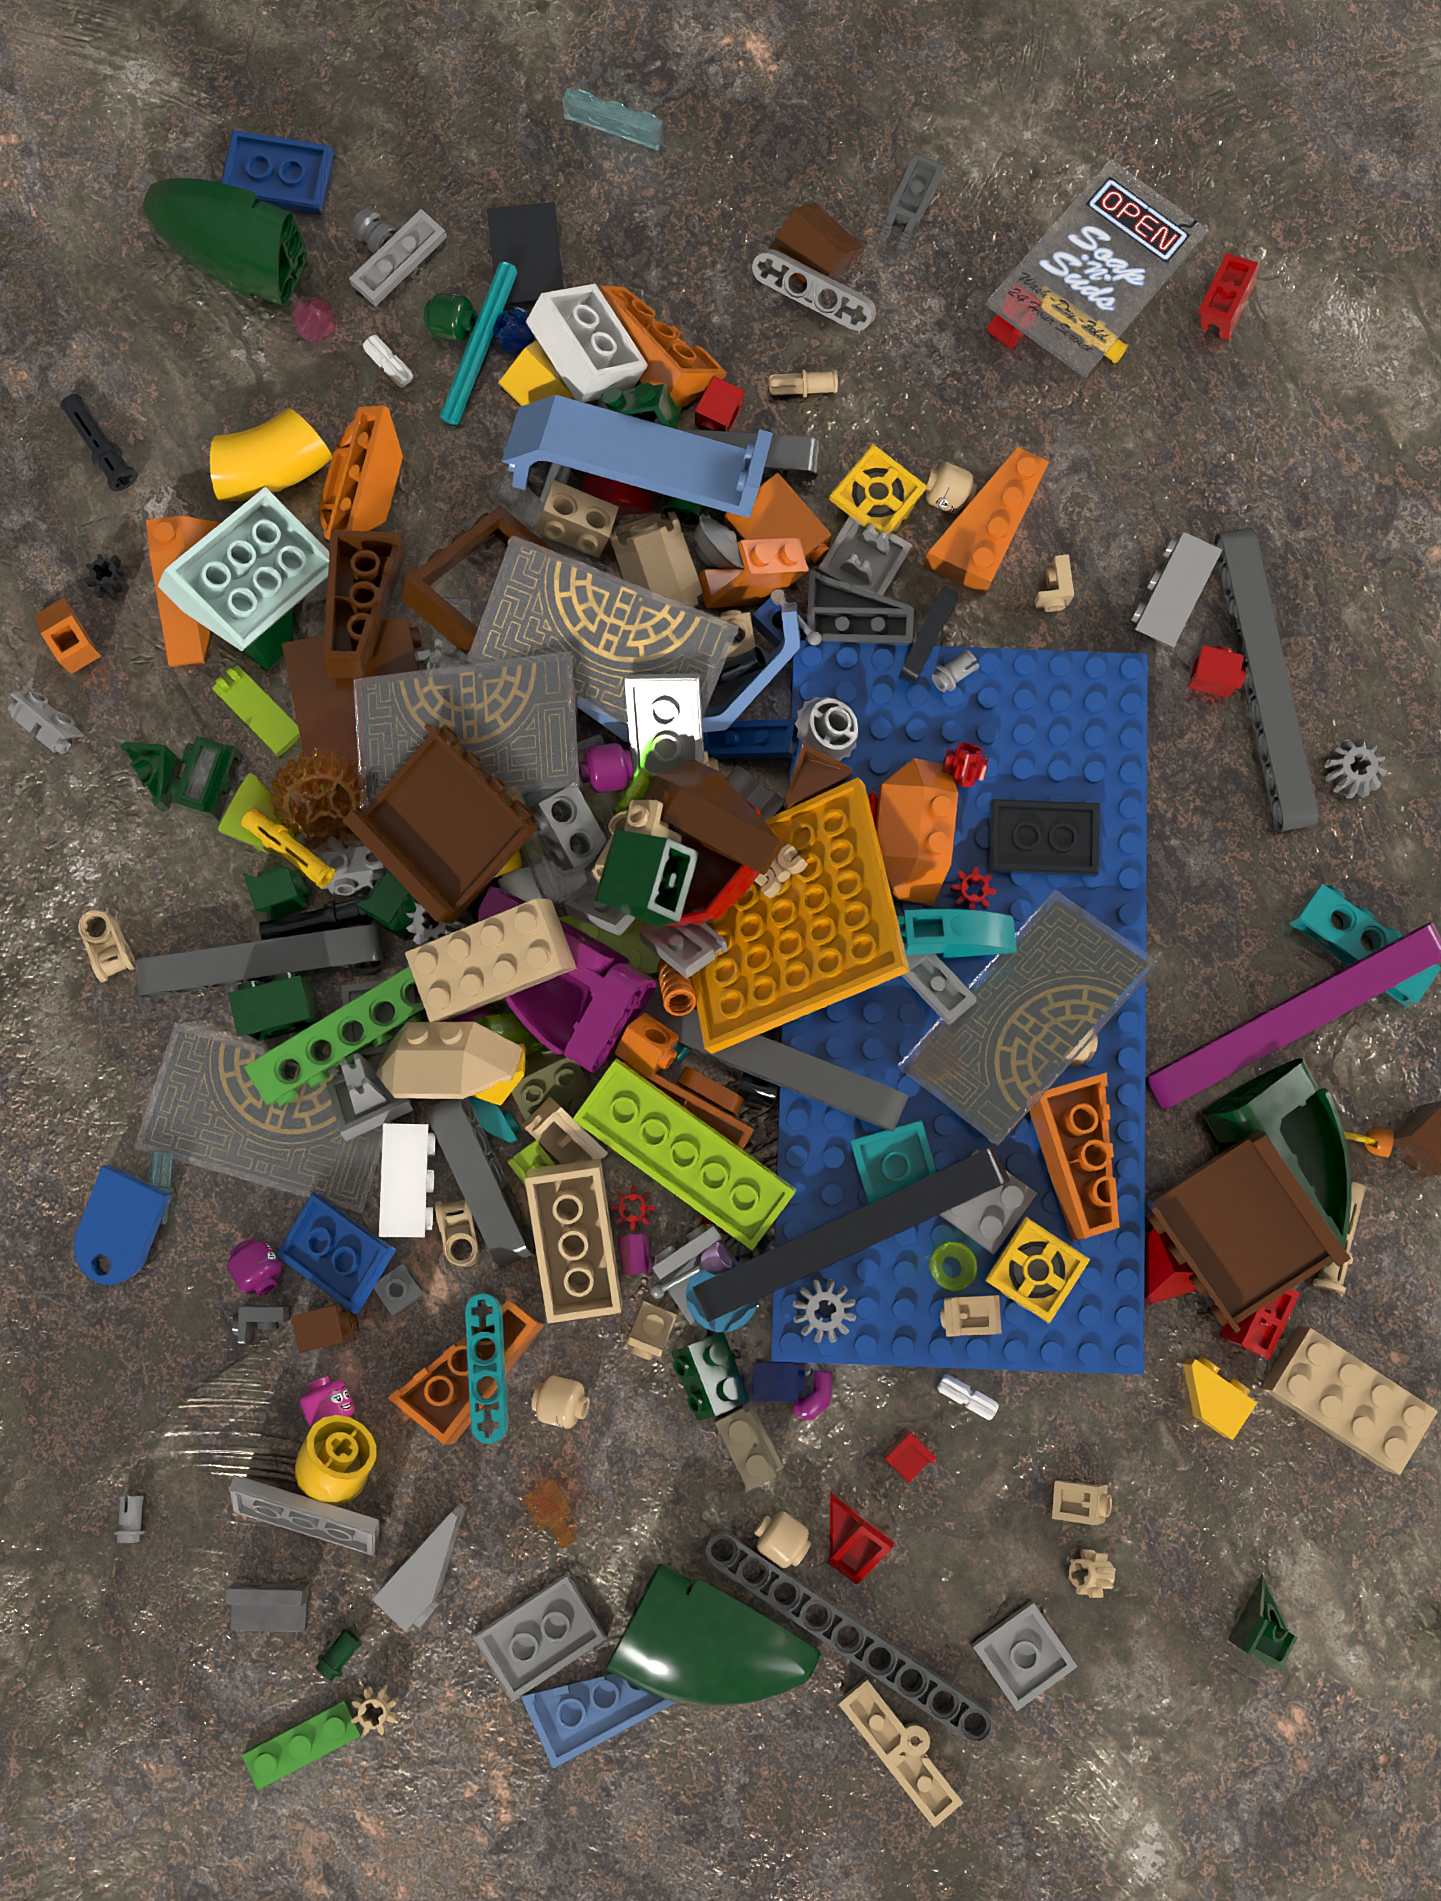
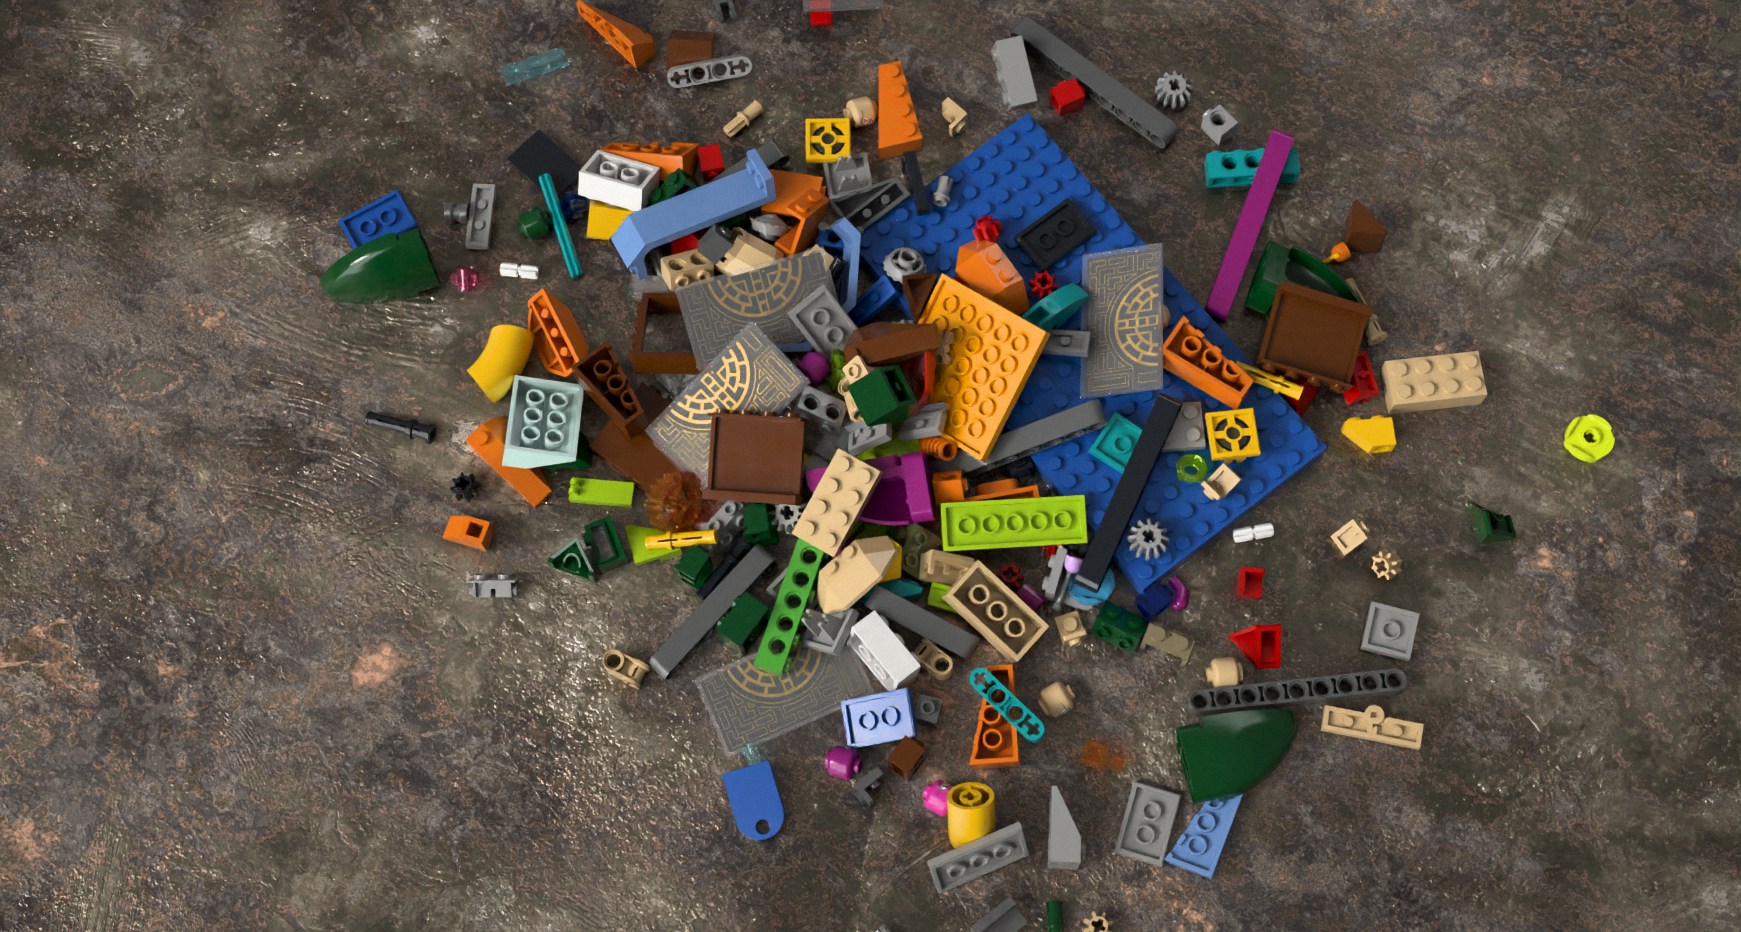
camera: 30 degrees left, 10 degrees down
(629, 514) = (715, 243): none -> dark grey brick
(750, 168) = (623, 36): none -> orange wedge
(1163, 1274) = (1271, 381): none -> yellow pin
(1361, 868) = (1222, 132): none -> light grey brick

